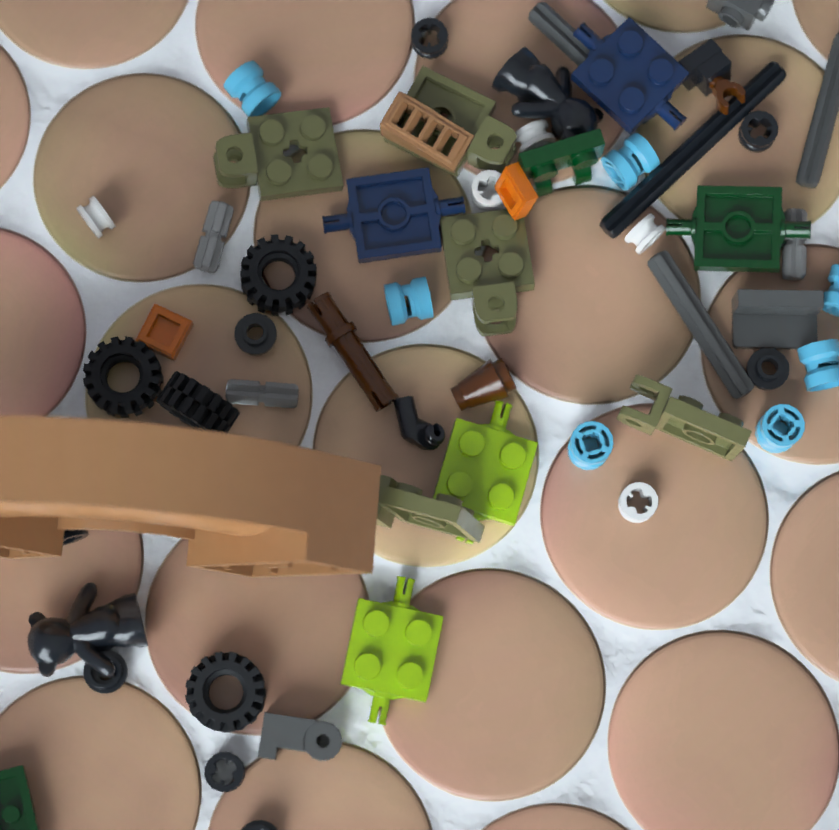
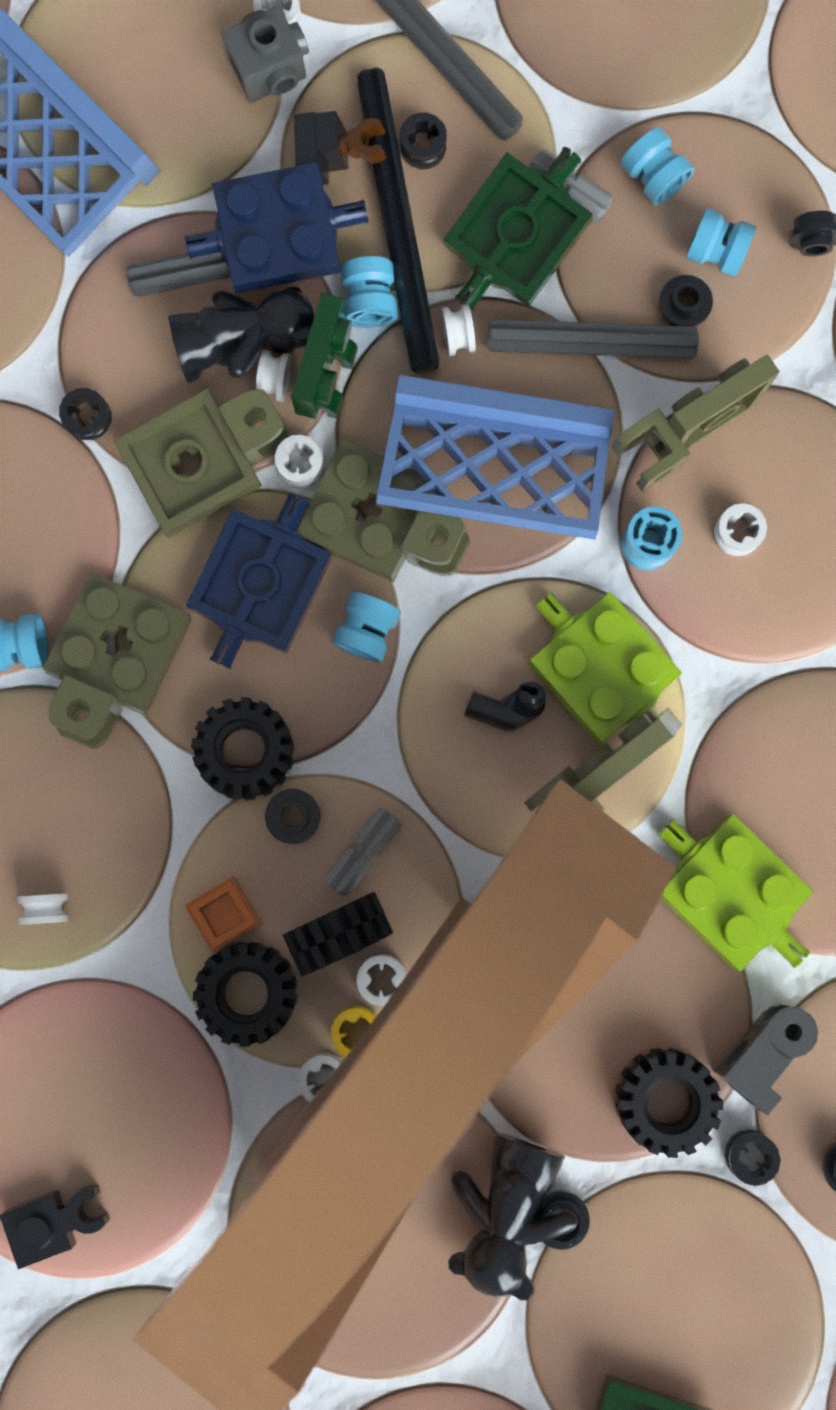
camera: 55 degrees left, 5 degrees up
(210, 246) = (143, 782): light grey piece -> none
(357, 359) = (372, 724): reddish brown pin -> none
(418, 111) = (184, 511): medium nougat slope -> none
(484, 385) = (511, 607): reddish brown cone -> none
(516, 191) = (326, 431): orange tile -> none
(605, 305) = (501, 422): none -> medium blue fence
(772, 432) = (753, 339): medium azure wheel -> none
(775, 318) = (637, 258): dark grey panel -> none

